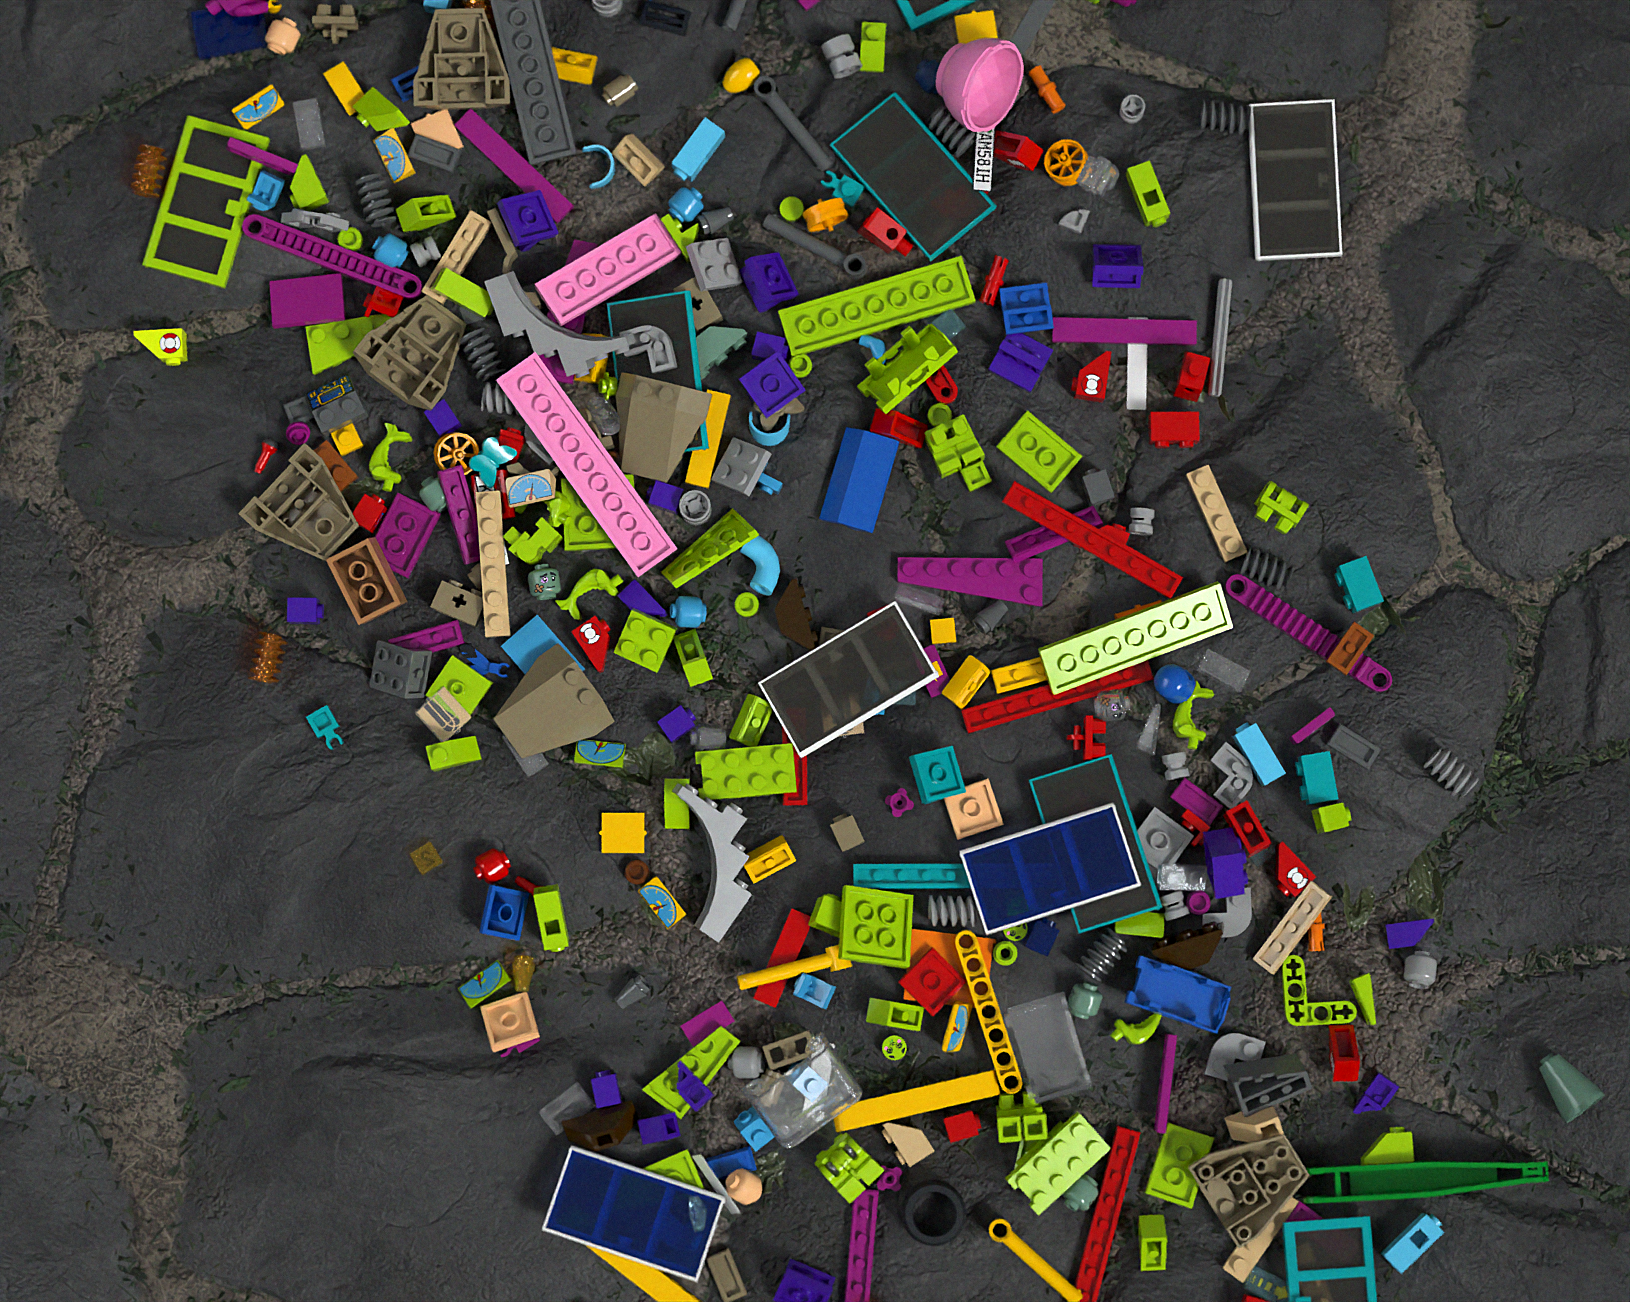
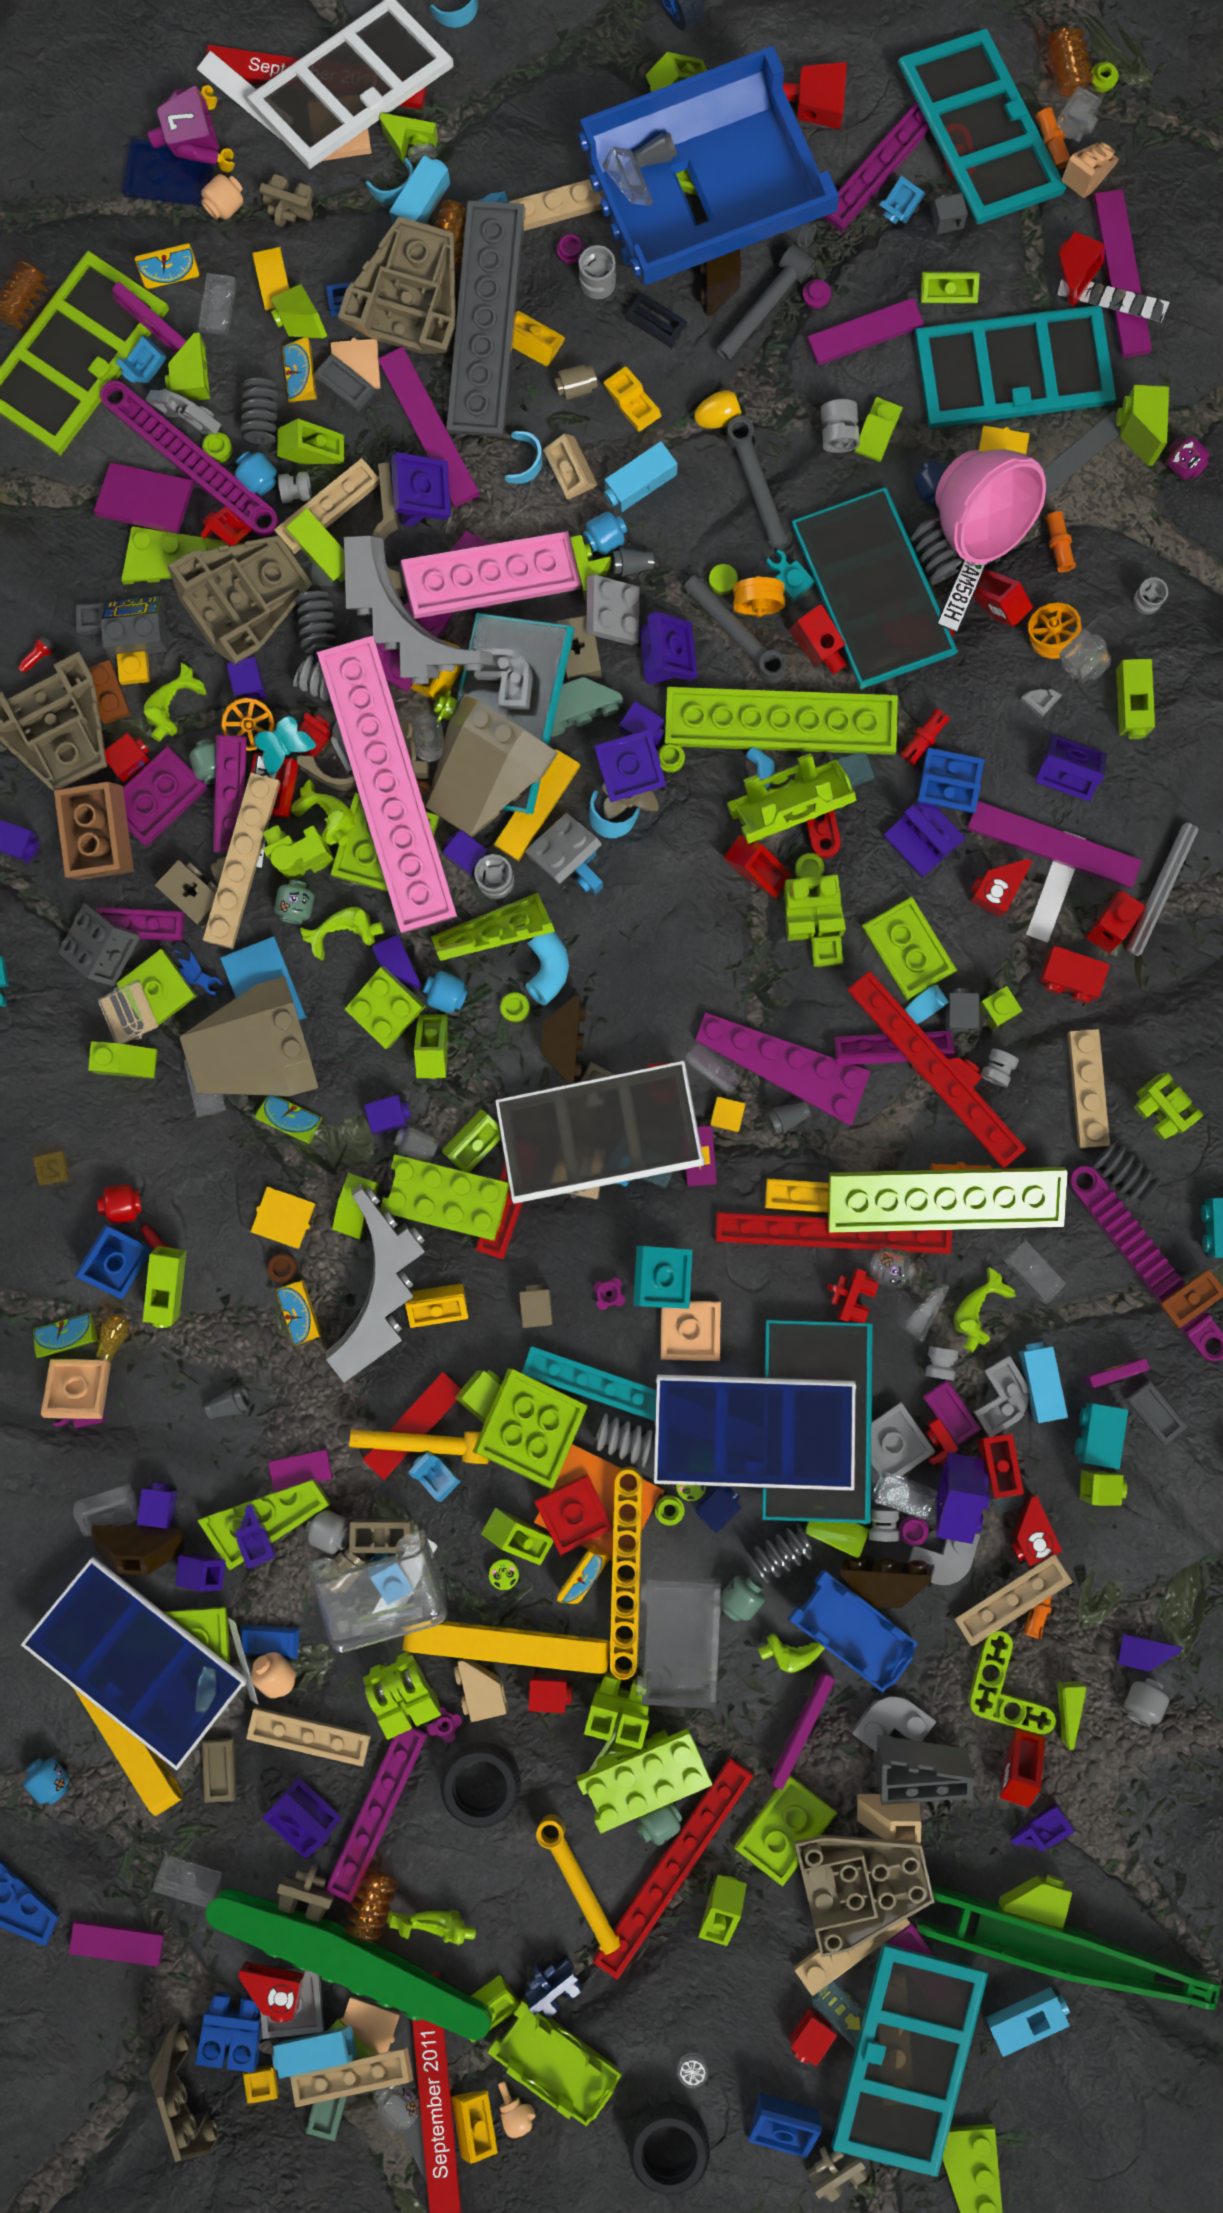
camera: 25 degrees right, 0 degrees up
(298, 433) = (80, 640): magenta plate -> none
(530, 488) = (315, 789): slope -> none
(594, 640) = (327, 989): red slope -> none
(668, 88) = (631, 399): none -> yellow slope
(753, 1128) = (306, 1611): dark azure bracket -> none
(787, 1224) = (308, 1736): none -> tan plate
(859, 480) = (692, 909): blue slope -> none
(966, 682) = (733, 1182): yellow slope -> none
(1067, 491) = (926, 1004): none -> medium azure helmet
(1125, 474) = (999, 1008): none -> lime brick
(1174, 684) = (973, 1267): blue helmet -> none

